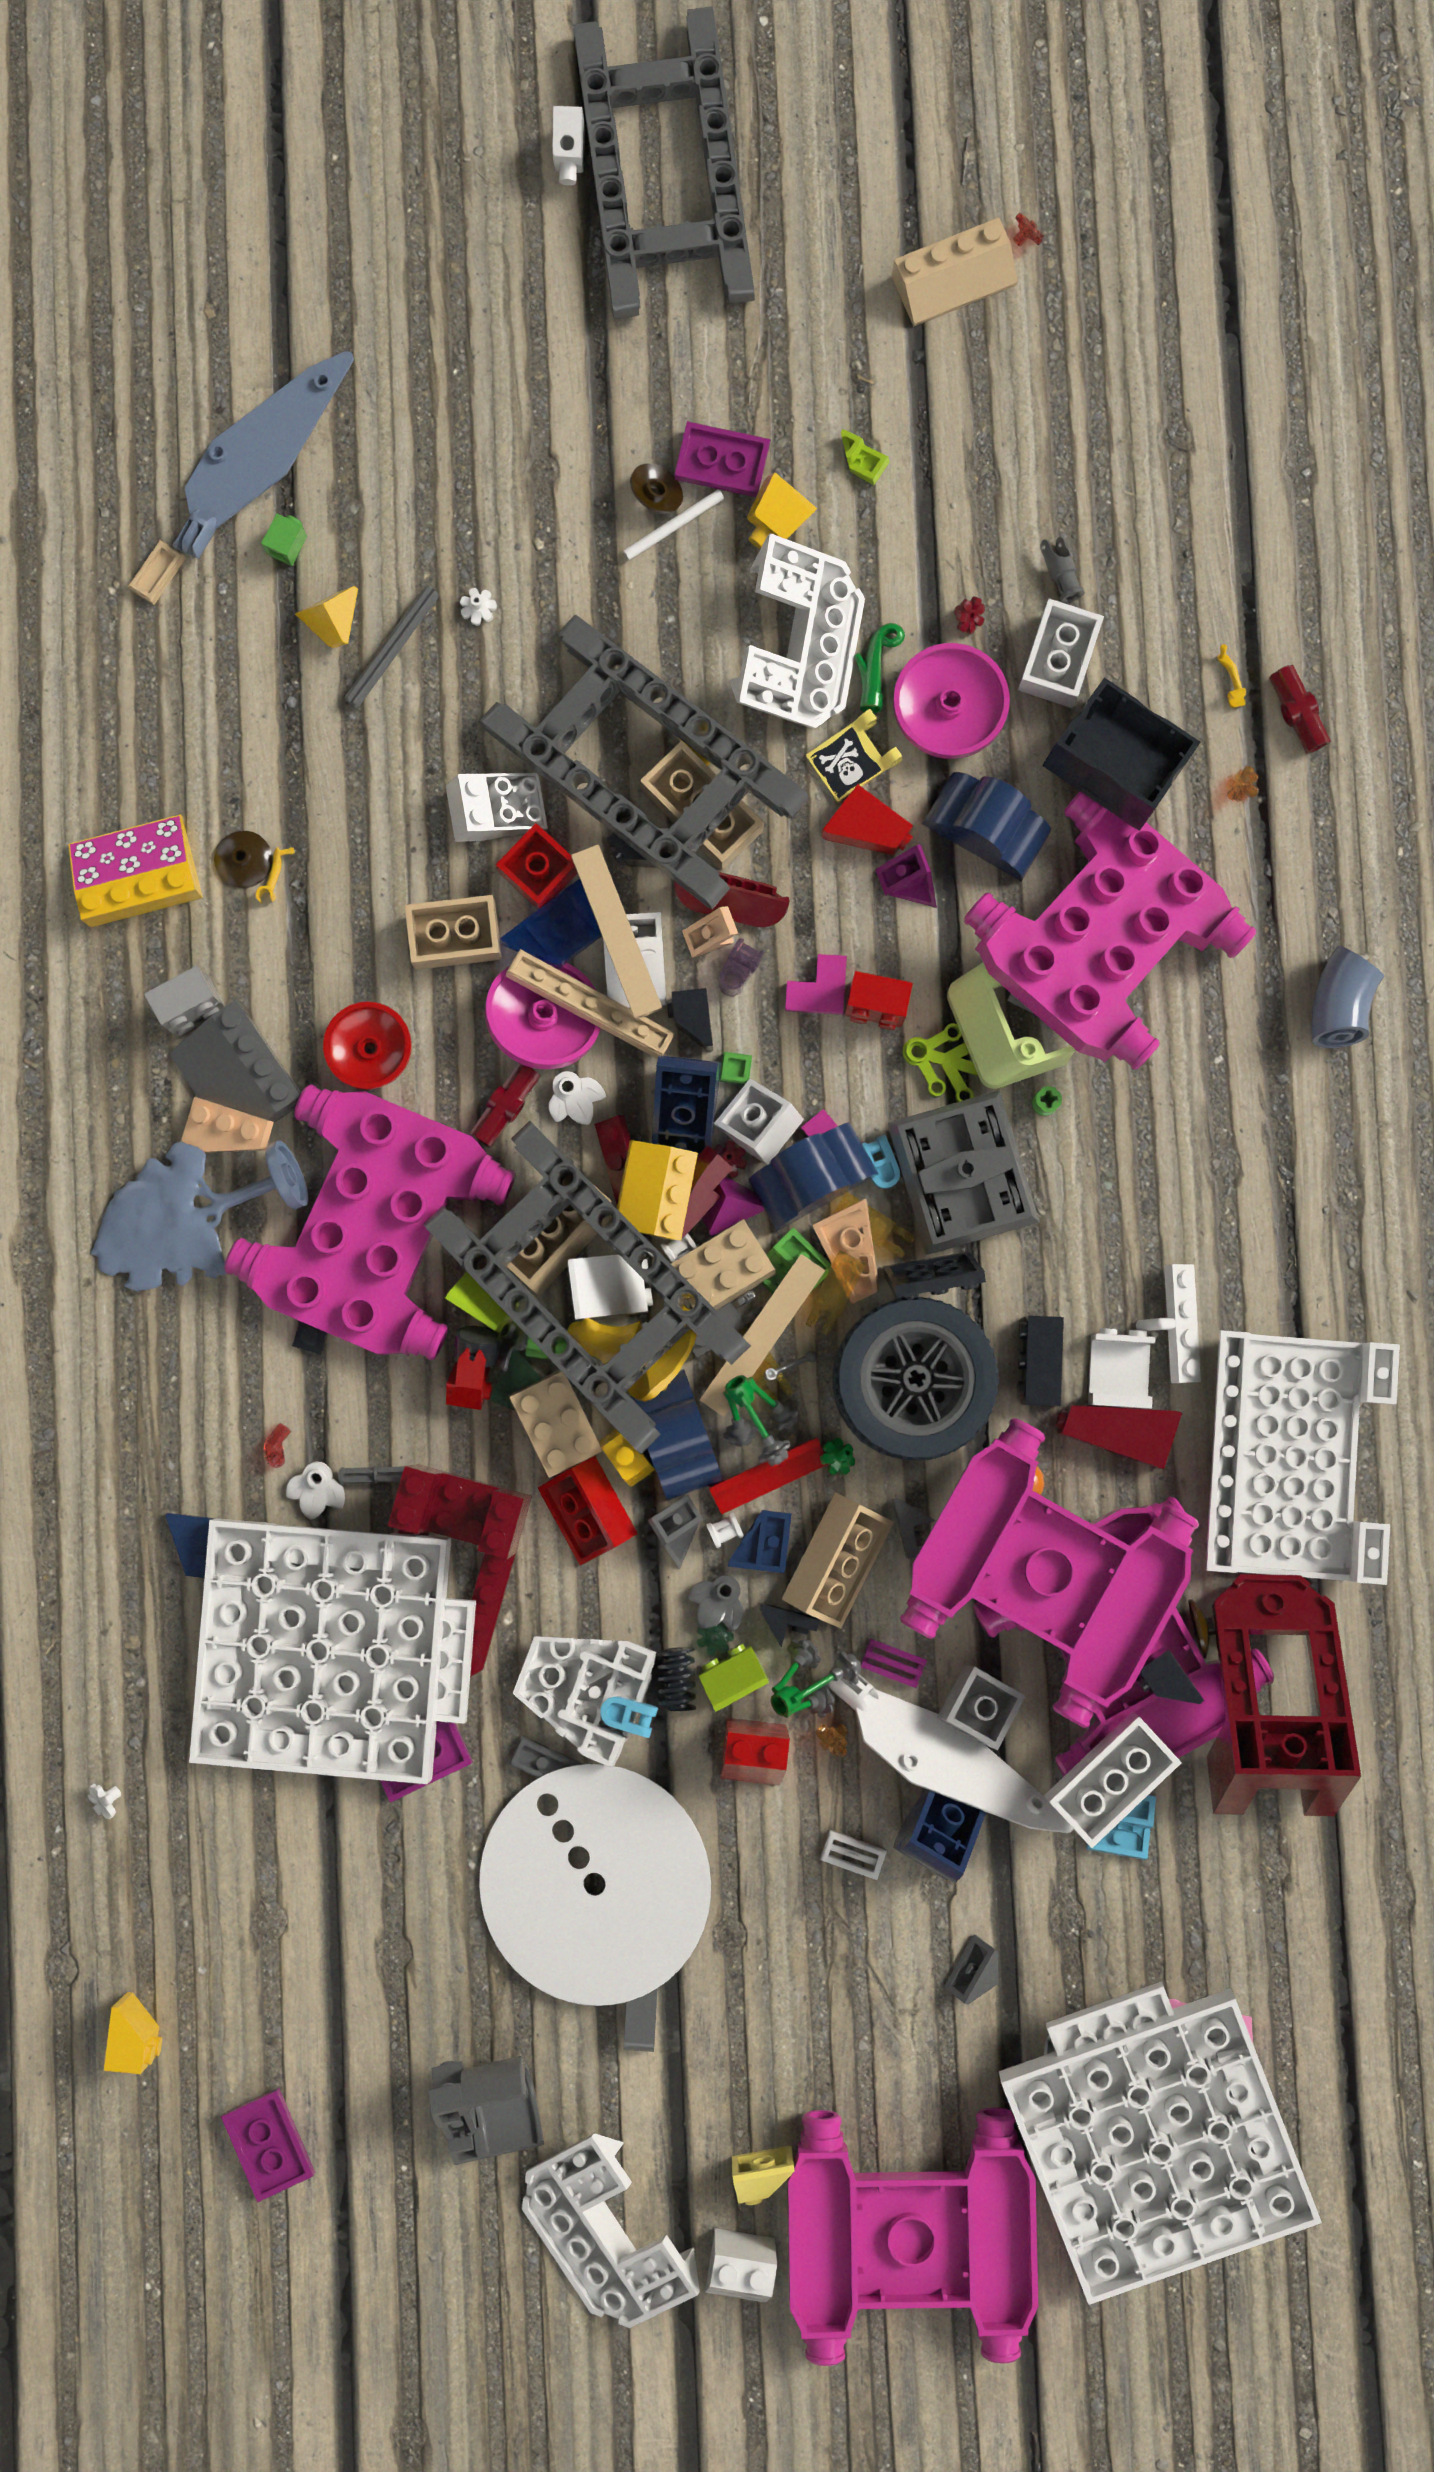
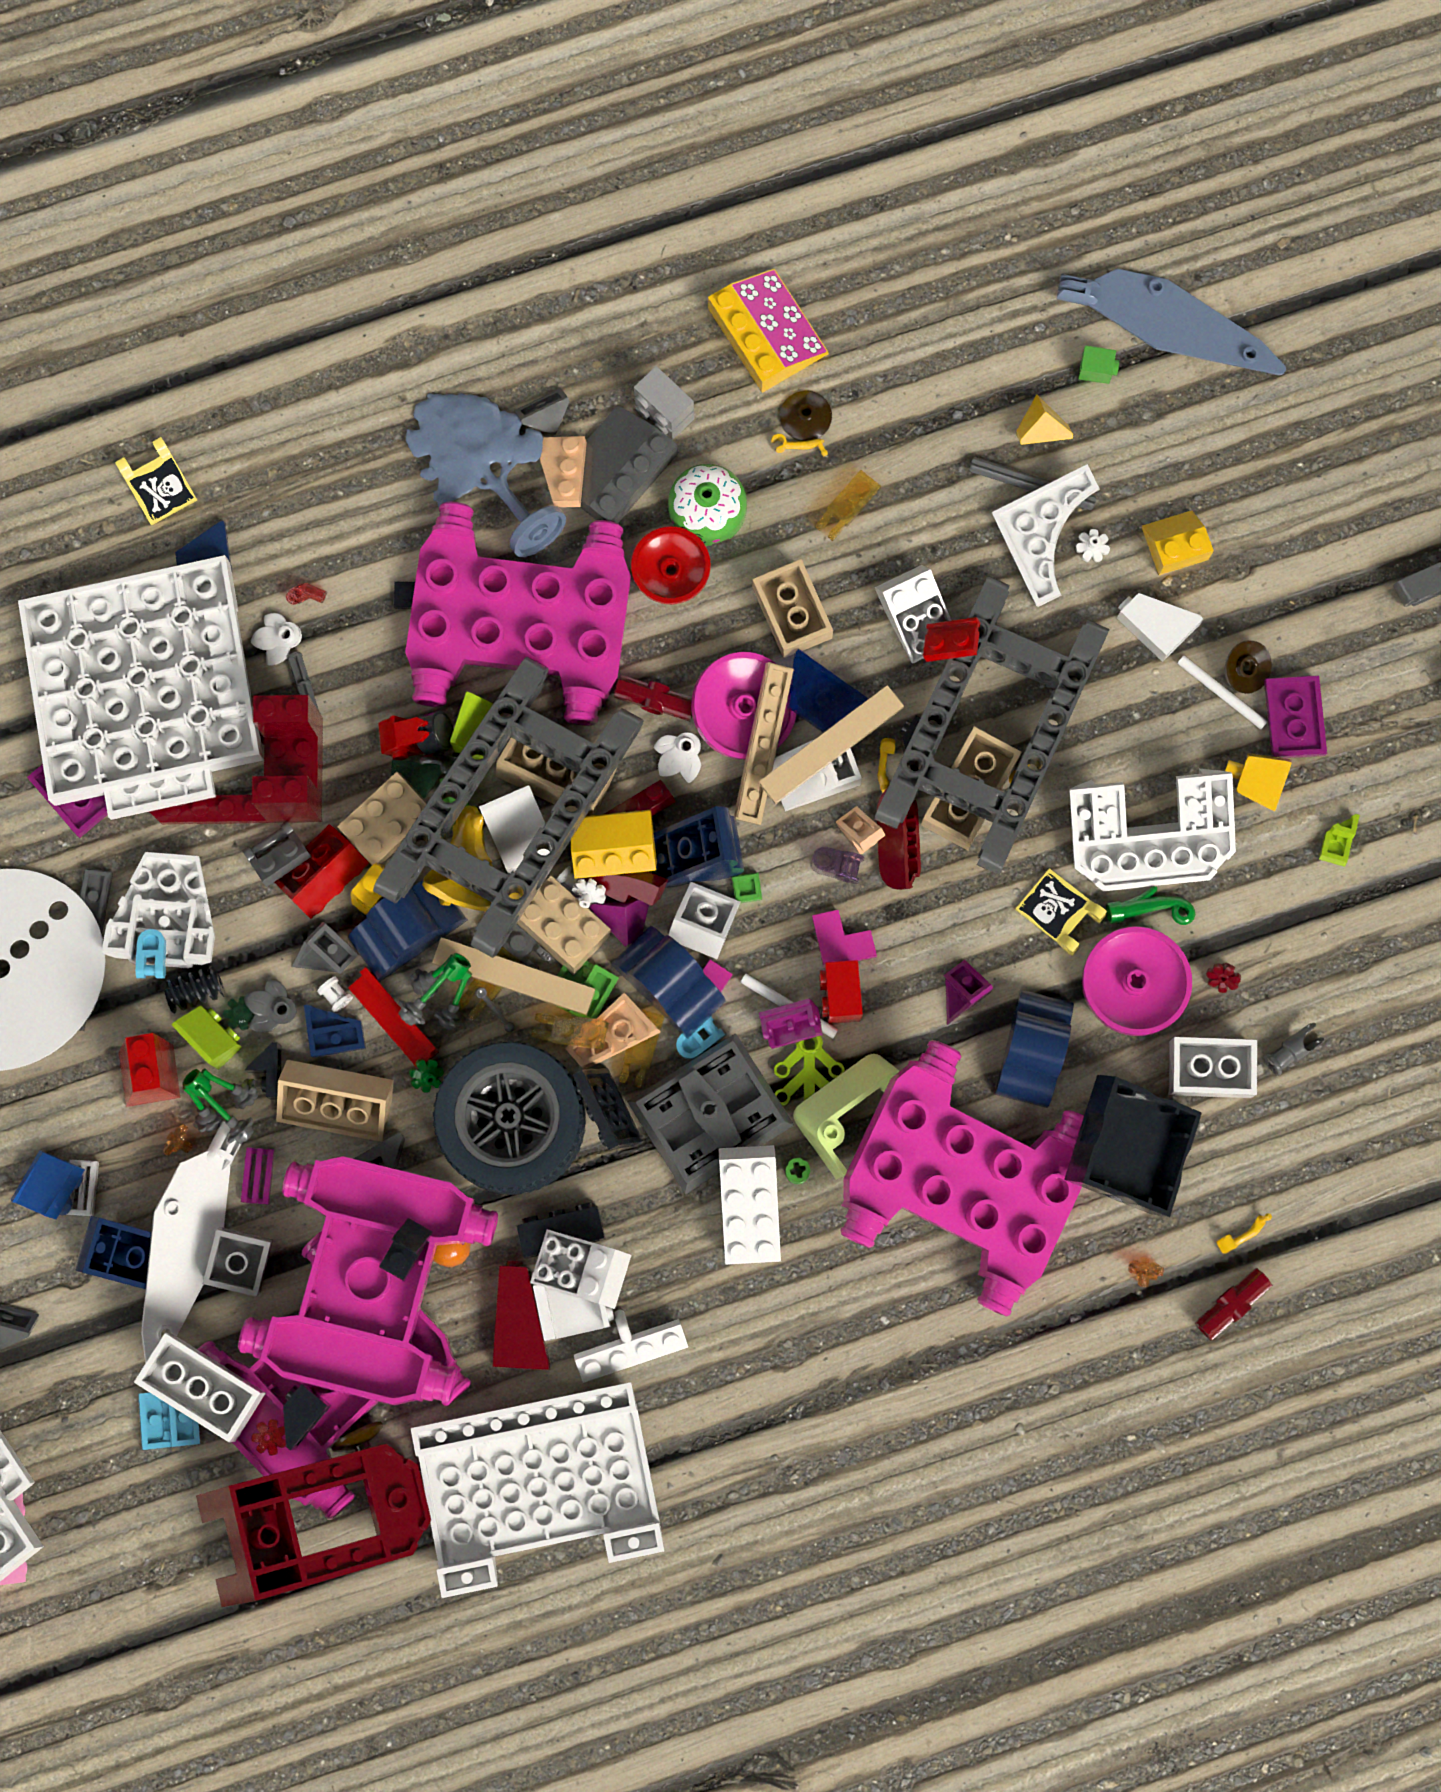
camera: 80 degrees right, 5 degrees down
(102, 1574) = (158, 485): none -> flag
(152, 1132) = (545, 412): none -> dark grey slope
(156, 572) = (1035, 268): tan tile -> none
(313, 1006) = (713, 517): none -> cylinder
(354, 840) = (849, 503): none -> clear yellow hinge
(438, 657) = (1034, 524): none -> white plate
(500, 517) = (1177, 542): none -> yellow slope
(537, 867) = (871, 661): red brick -> none
(540, 774) = (951, 639): none -> red plate
(563, 1550) = (279, 860): none -> dark grey plate
(583, 565) = (1157, 623): none -> white slope
(629, 881) = (887, 747): none -> yellow piece
(692, 1015) = (781, 836): black slope -> none
(698, 1230) = (589, 893): none -> white plant
(735, 1154) = (665, 910): dark red plant -> none
(843, 1889) = (49, 1185): none -> blue slope
(868, 824) = (1001, 939): red slope -> none
(872, 1060) = (780, 1000): none -> white bar
(895, 1062) = (791, 1023): none -> magenta hinge
(1032, 1522) = (405, 1249): none -> black slope
(1073, 1157) = (749, 1204): none -> white brick
(1091, 1349) = (580, 1268): none -> white slope
(1175, 1715) = (275, 1437): none -> clear red plant
(1344, 1000) = (970, 1416): sand blue brick -> none

